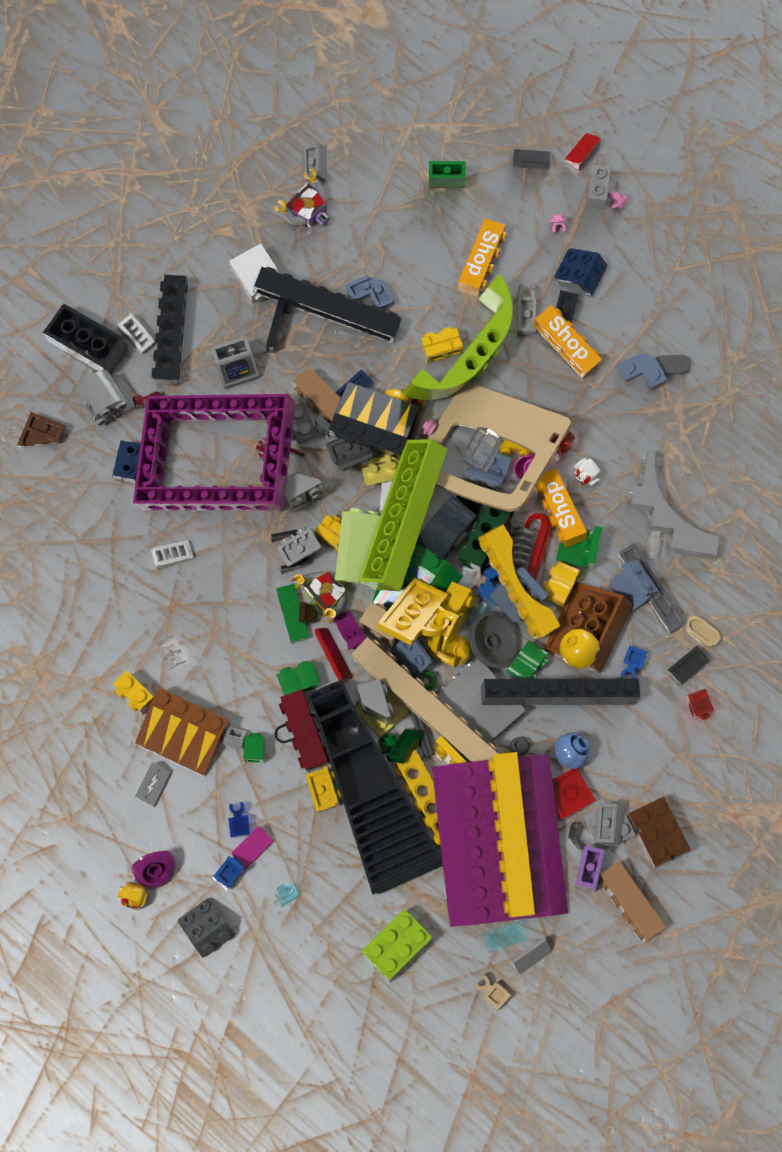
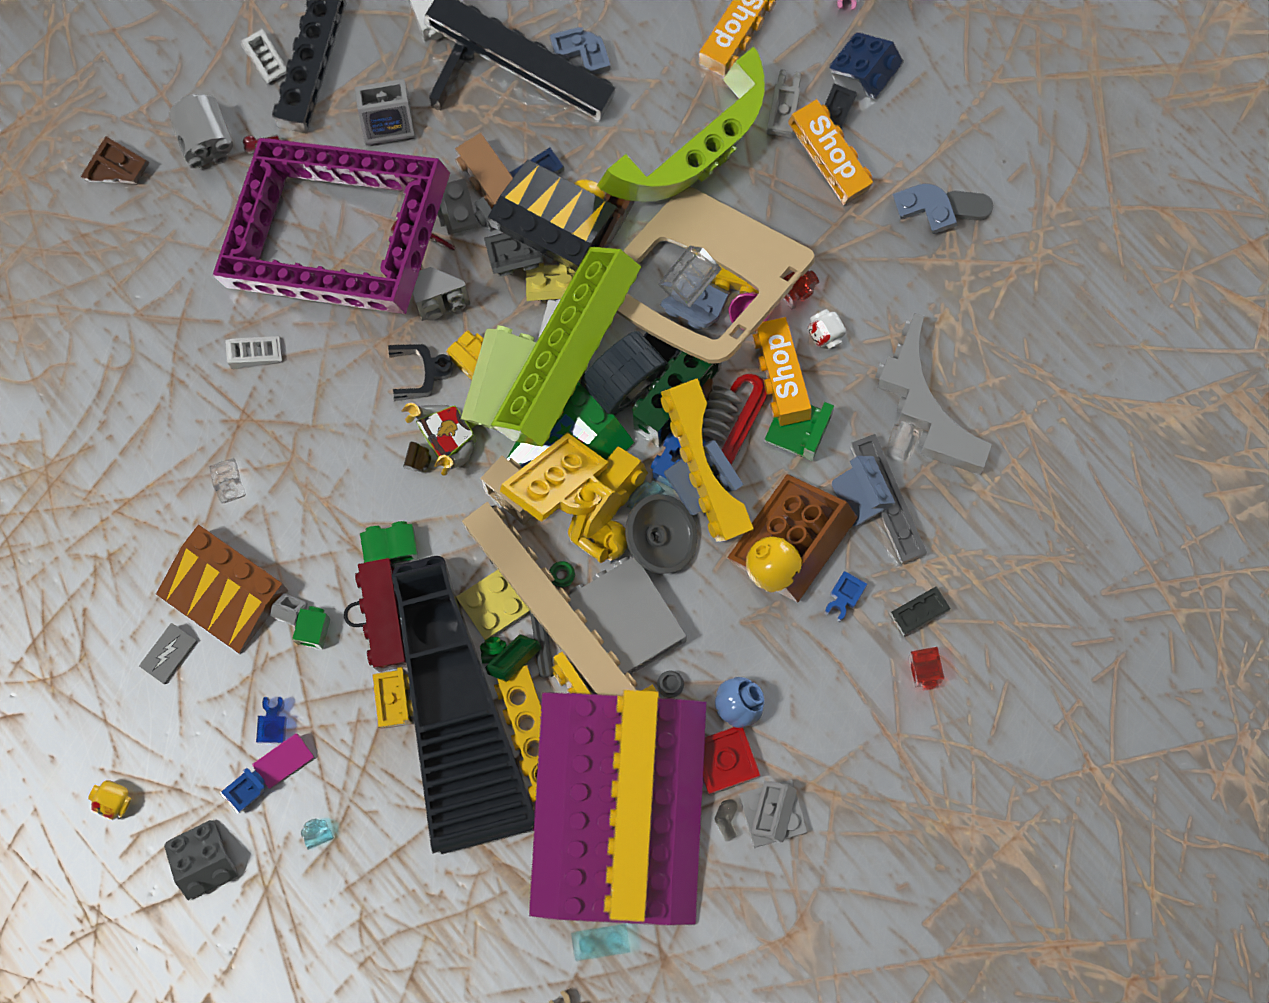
camera: 10 degrees right, 0 degrees up
(85, 339) = (195, 53): black brick -> none
(126, 462) = (215, 220): dark blue brick -> none
(134, 692) = (165, 524): yellow brick -> none
(154, 869) = (145, 768): magenta hat -> none
(290, 608) = (396, 443): green tile -> none
(299, 546) = (421, 367): light grey bracket -> none
(333, 654) = (442, 519): red slope -> none
(349, 630) = (467, 488): magenta brick -> none
(373, 700) = (481, 589): light grey slope -> none
(397, 945) = (452, 929): lime brick -> none
(413, 657) = (549, 539): sand blue bracket -> none
(428, 427) = (625, 237): bright pink plate -> none
(441, 344) = (662, 131): yellow brick -> none
(528, 662) = (700, 573): green brick -> none
(531, 955) = (634, 975): light grey slope -> none
(560, 691) = (737, 618): black brick -> none
(561, 583) = (765, 472): yellow brick -> none
(589, 868) = (735, 867): medium lavender brick -> none
(631, 901) = (785, 924): medium nougat brick -> none
(659, 833) = (839, 835): reddish brown piece -> none
(702, 631) = (947, 569): tan tile -> none

